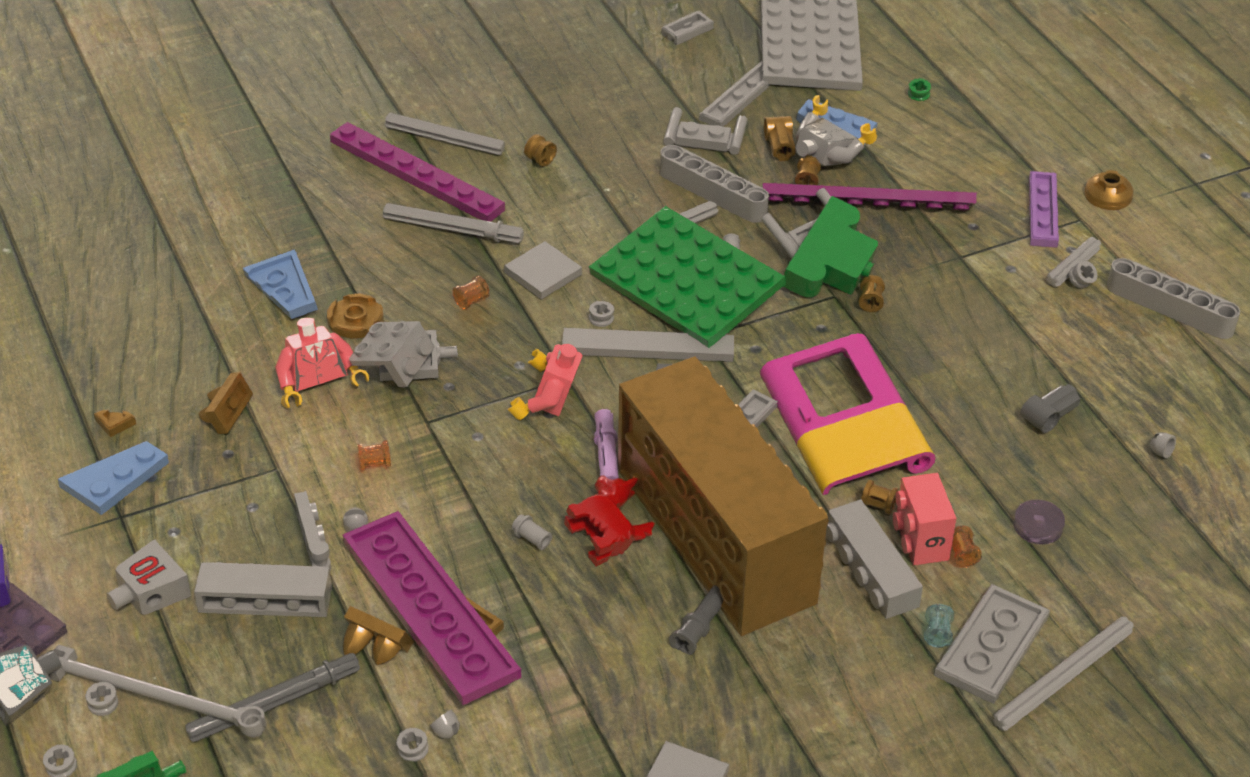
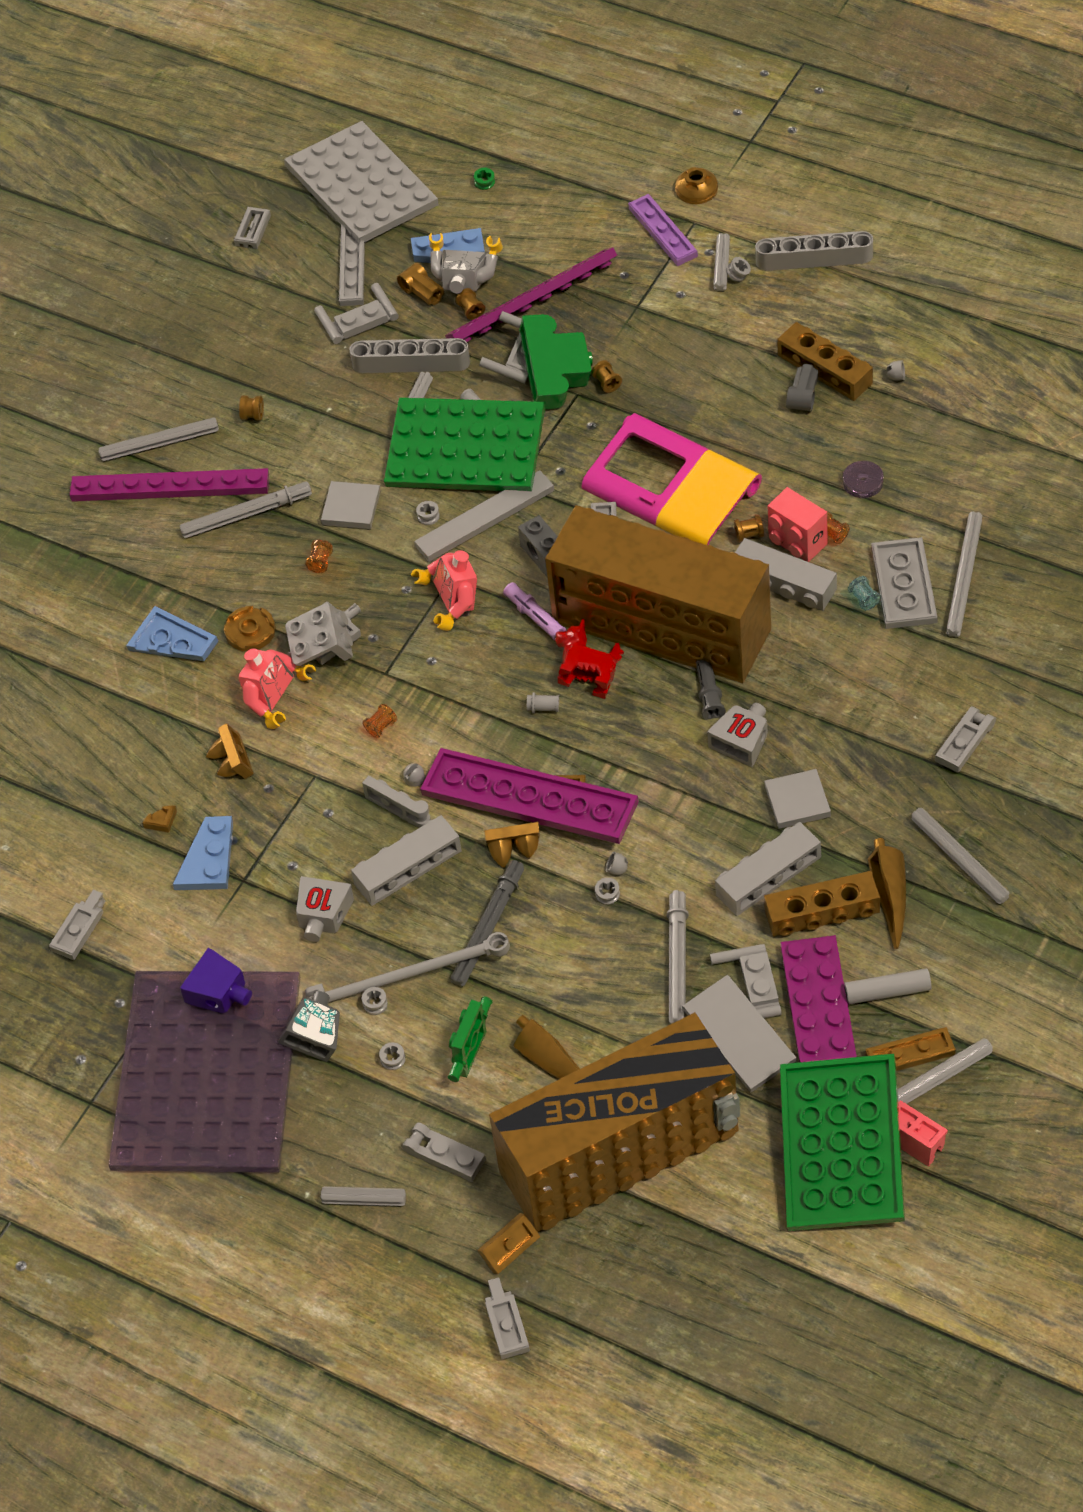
camera: 30 degrees left, 10 degrees up
(686, 679) = (740, 733): none -> light grey torso
(1100, 403) = (834, 365): none -> pearl gold brick

